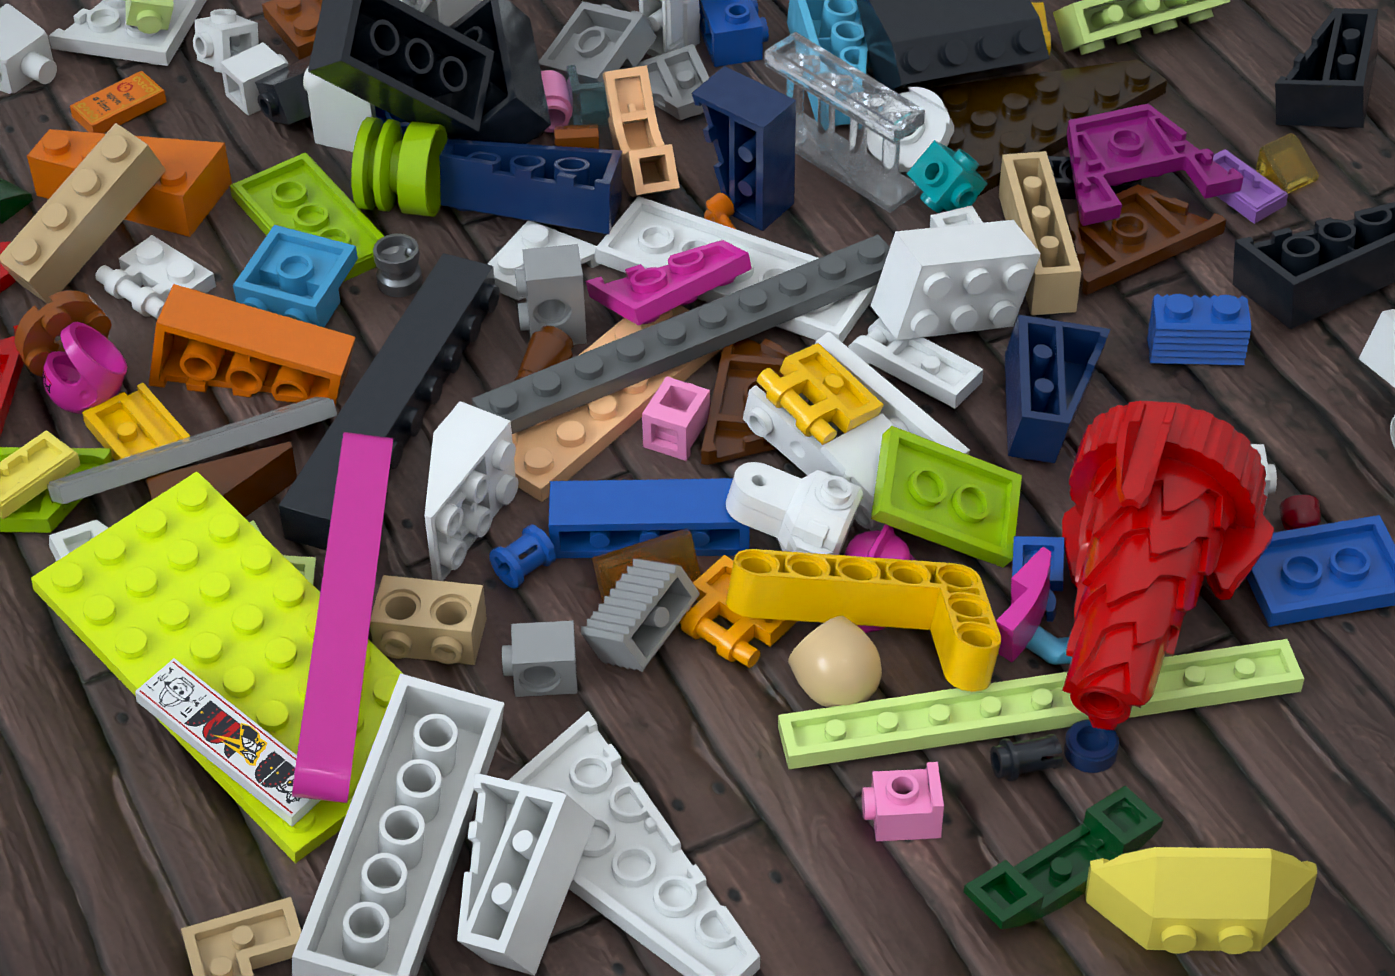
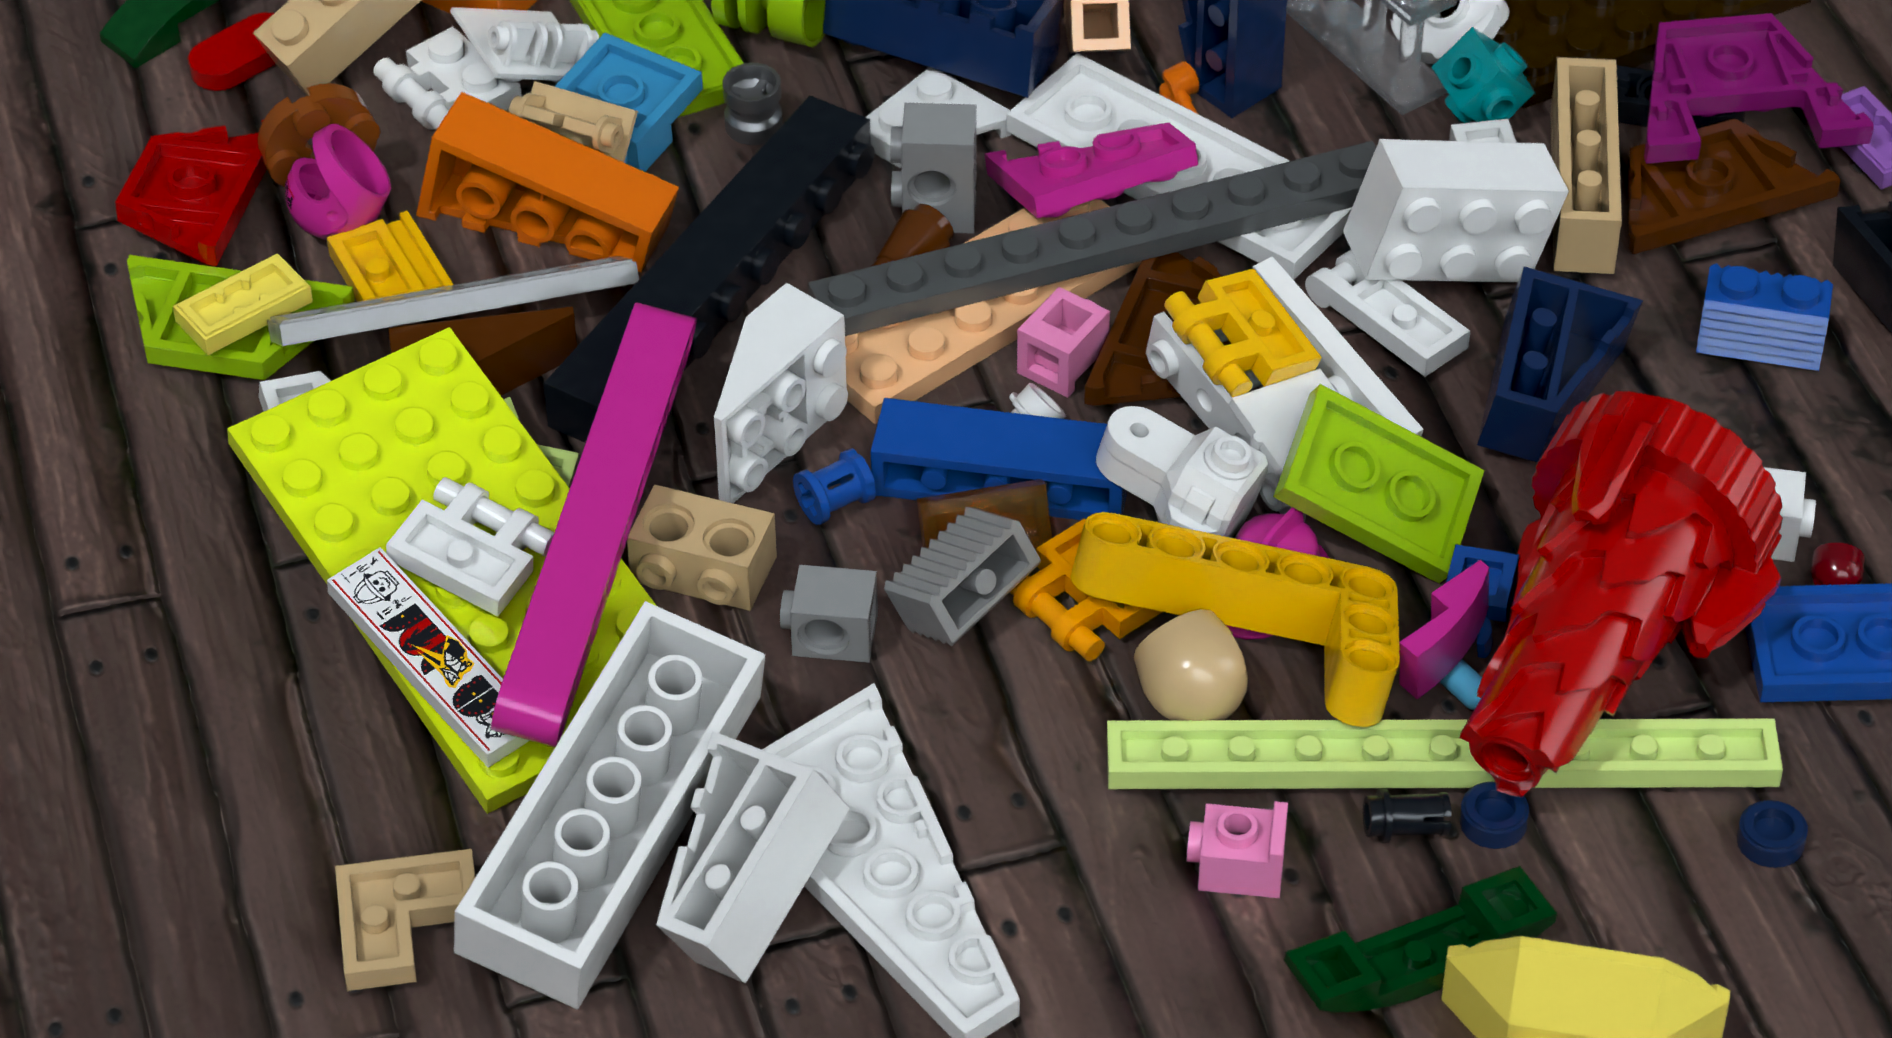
camera: 10 degrees right, 0 degrees up
(212, 240) = (525, 42): none -> white hinge
(243, 657) = (464, 558): none -> white plate
(267, 292) = (579, 118): none -> tan hinge
(665, 469) = (1035, 402): none -> white plate
(1305, 729) = (1772, 833): none -> dark blue tile

